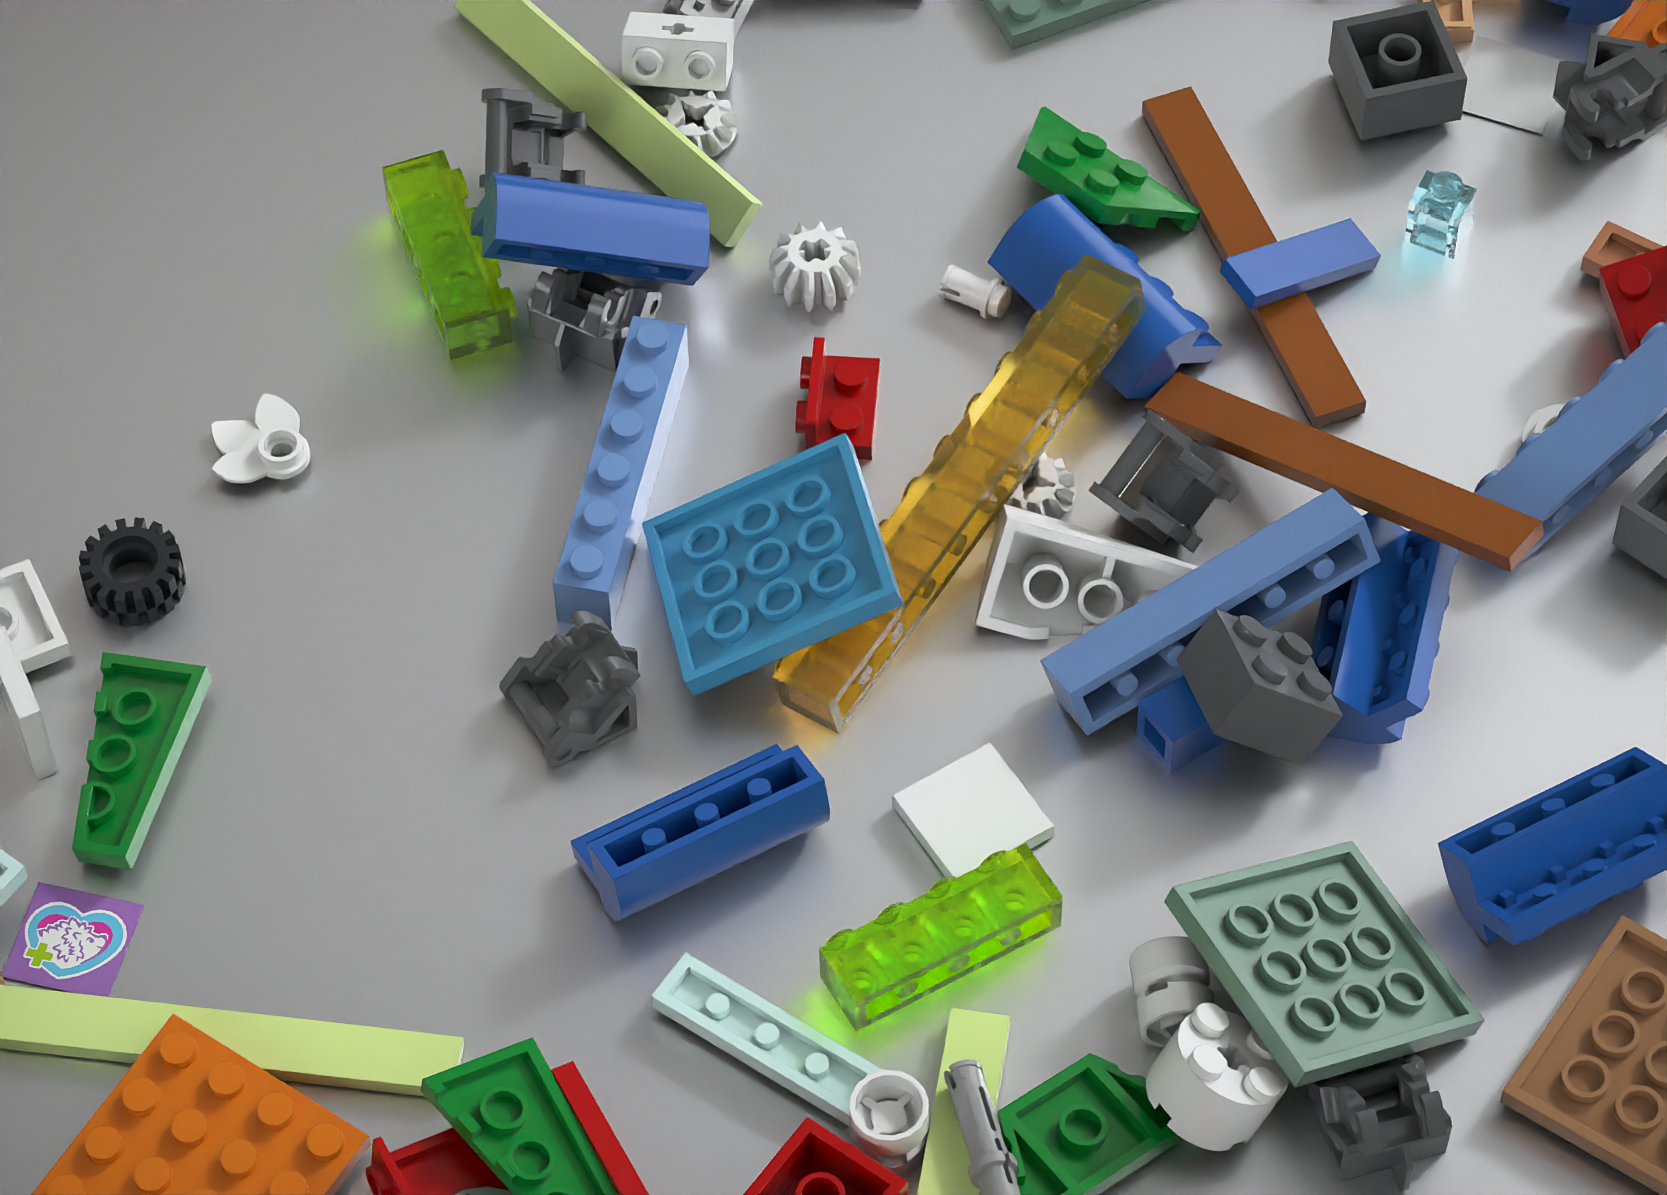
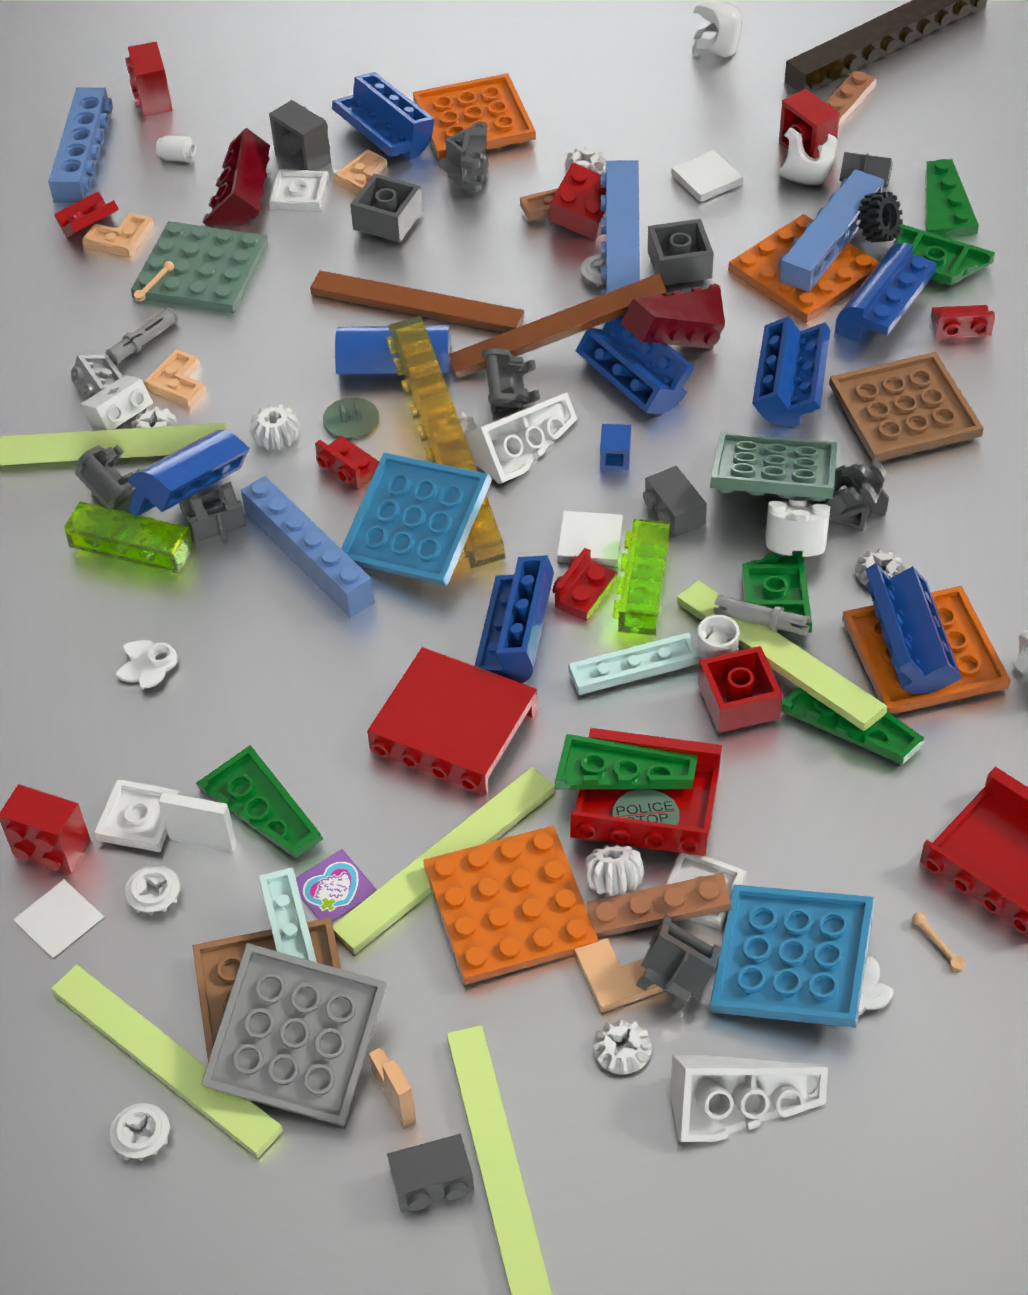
camera: 50 degrees left, 5 degrees down
(127, 546) = (164, 732): black tyre -> none
(457, 873) = (451, 719): none -> red panel
(593, 675) = (401, 612): dark grey piece -> none
(801, 73) = (173, 381): none -> light nougat tile
(863, 868) = (583, 586): none -> red bracket
(936, 346) = (351, 418): none -> sand green piece
(976, 292) = (342, 388): white pin -> none
(1098, 179) = (321, 320): green wing -> none
(1142, 866) = (675, 500): none -> dark grey brick
(1169, 985) = (735, 520): white wheel -> none
(1259, 578) = (582, 402): medium blue brick -> none
(1259, 686) = (634, 404): dark grey brick -> none
(1300, 263) = (442, 288): tile -> none
(1445, 199) = (461, 231): clear light blue brick -> none
(1498, 616) = (679, 318): none -> dark red wedge
(1510, 84) = (432, 187): white sticker -> none

